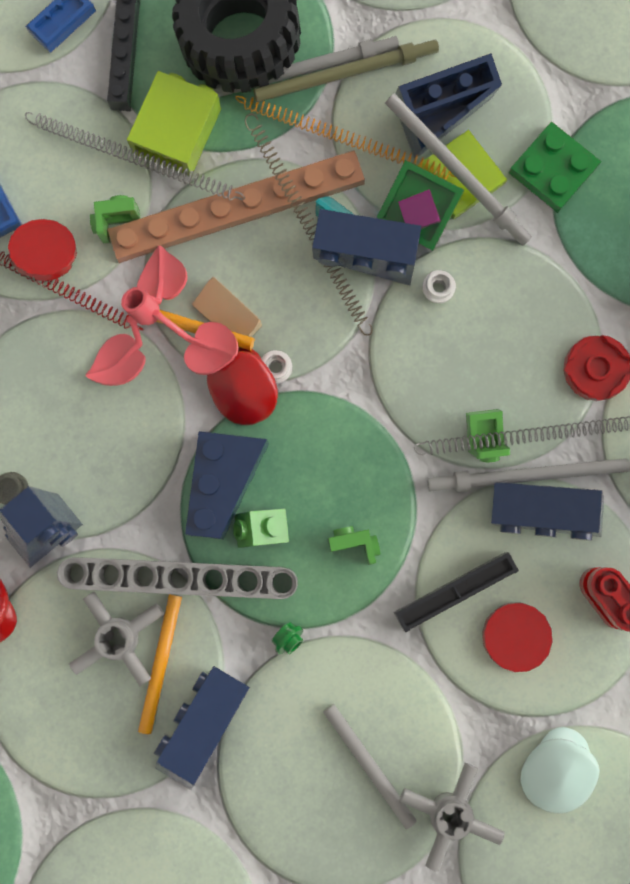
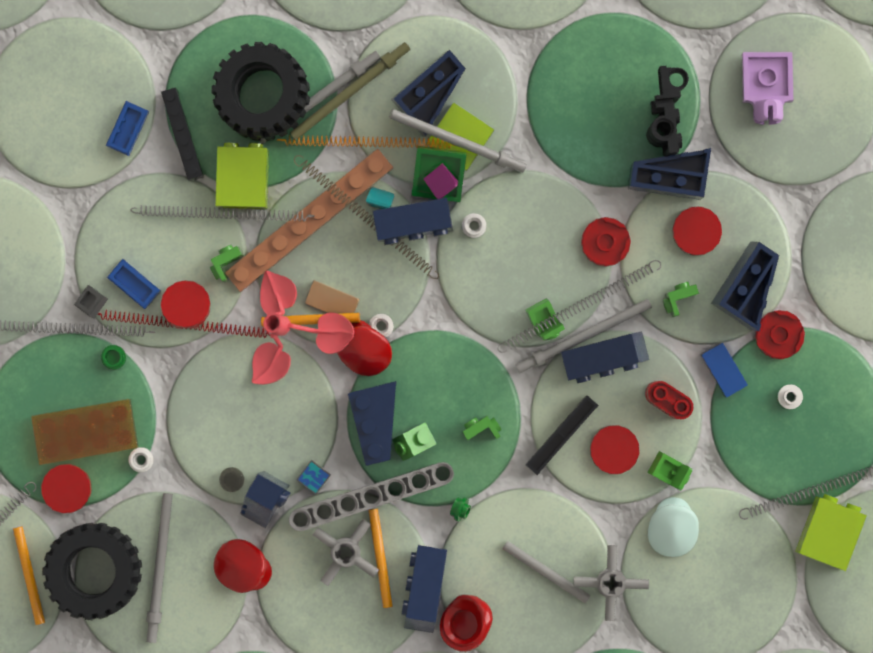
camera: 20 degrees left, 5 degrees up
(116, 525) = (313, 477): none -> tile
(238, 795) = (465, 623): none -> red piece
(554, 167) = (524, 105): green plate -> none
(583, 694) = (670, 470): none -> bright green bracket

